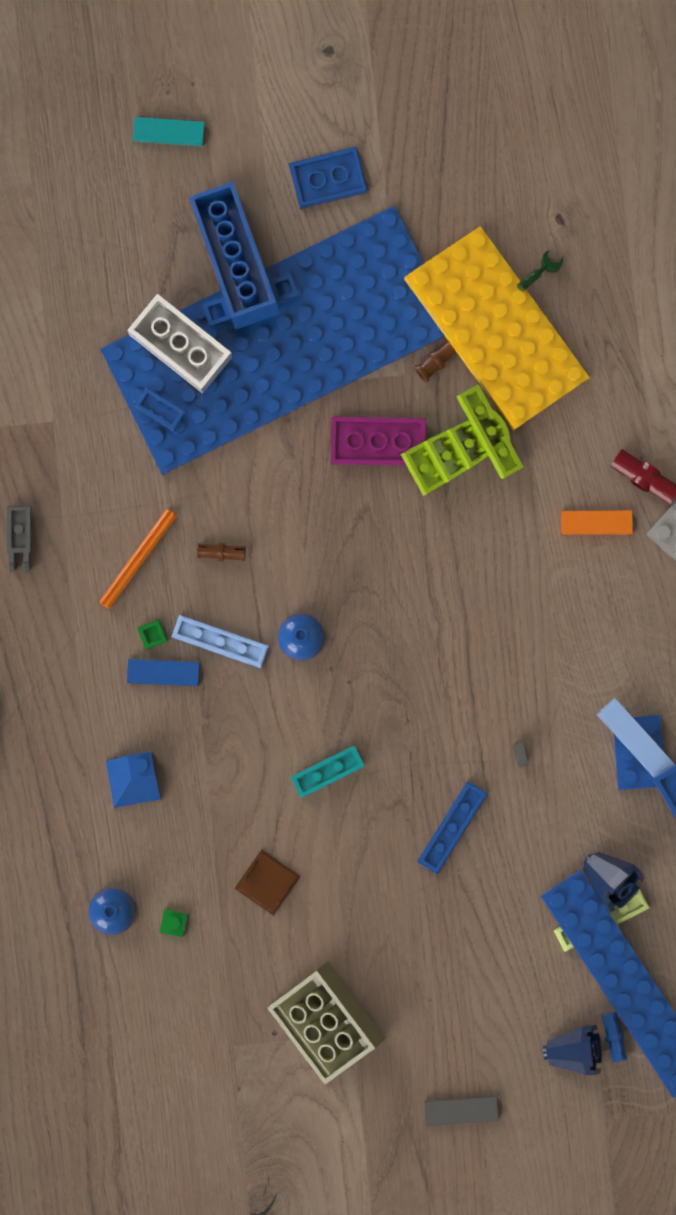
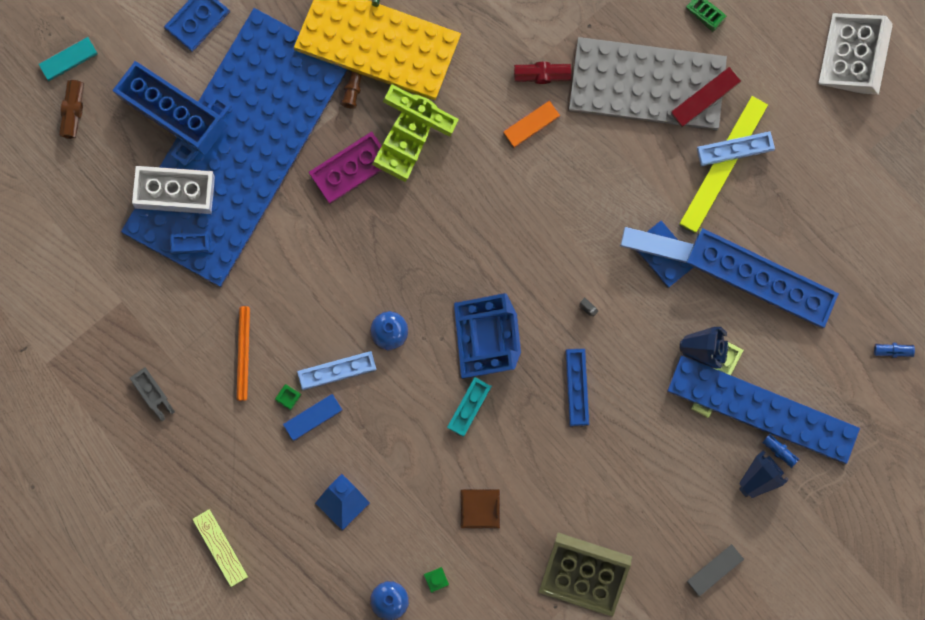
camera: 45 degrees left, 5 degrees down
(136, 187) = (71, 109): none -> reddish brown piece
(221, 552) = (296, 310): reddish brown pin -> none
(396, 712) = (487, 335): none -> blue slope

